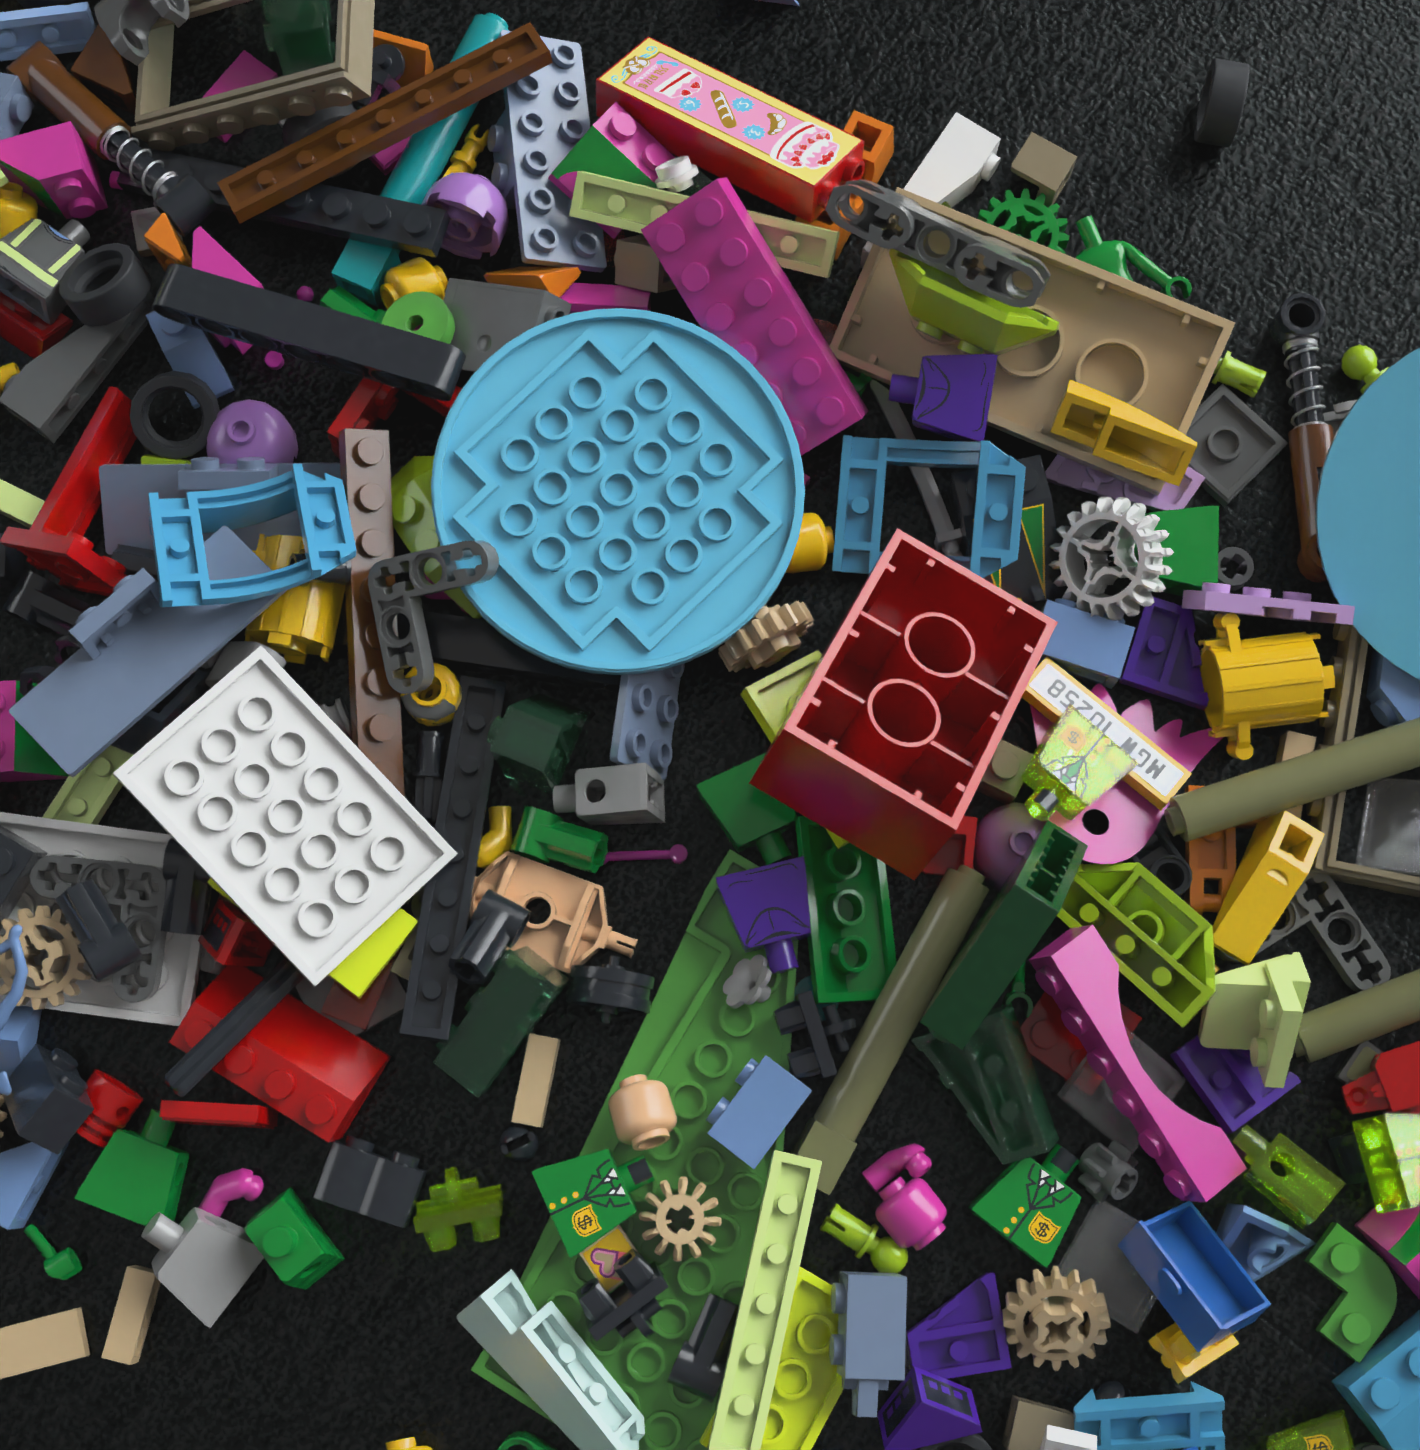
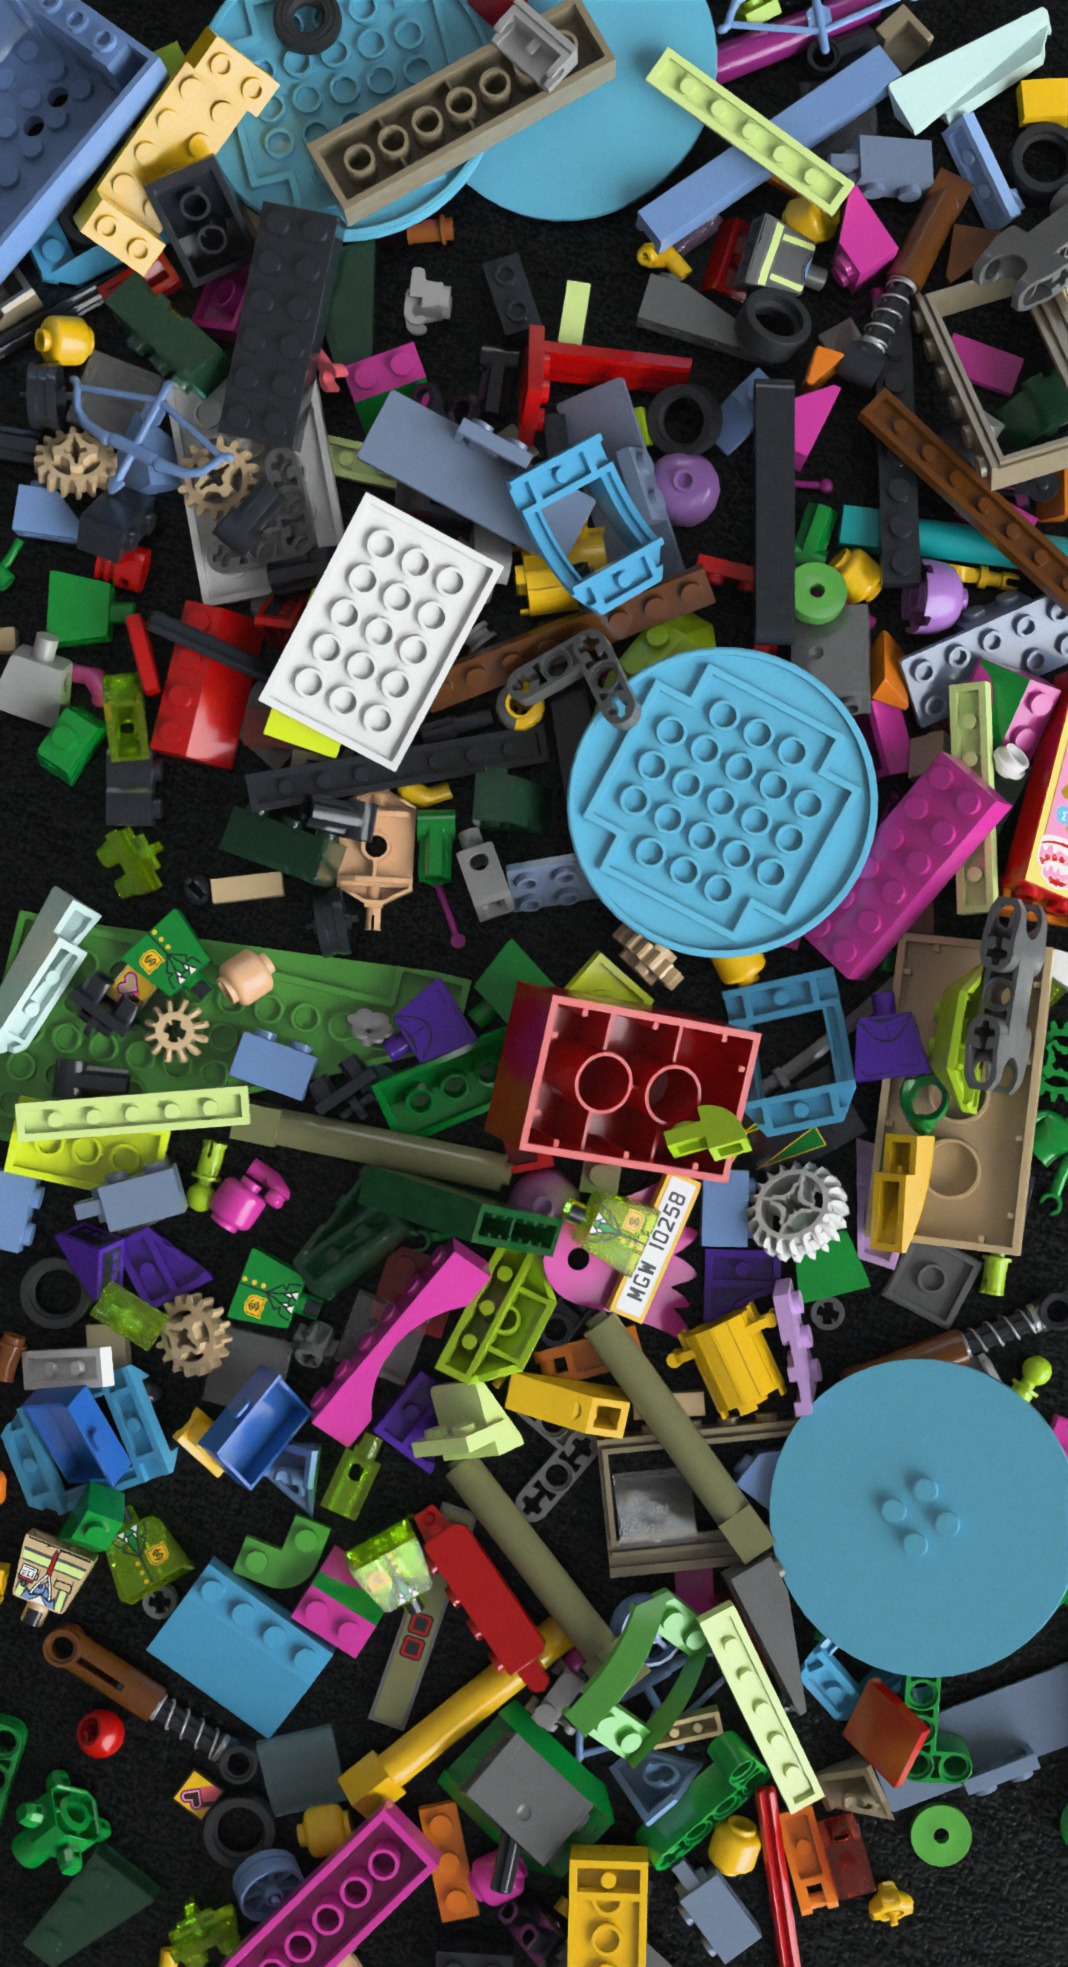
camera: 65 degrees right, 10 degrees up
(268, 1156) = (125, 704): none -> clear neon green torso
(995, 607) = (717, 1131): none -> lime brick
(1010, 398) = (908, 1091): none -> green piece
(1012, 1390) = (129, 1316): none -> clear neon green hips

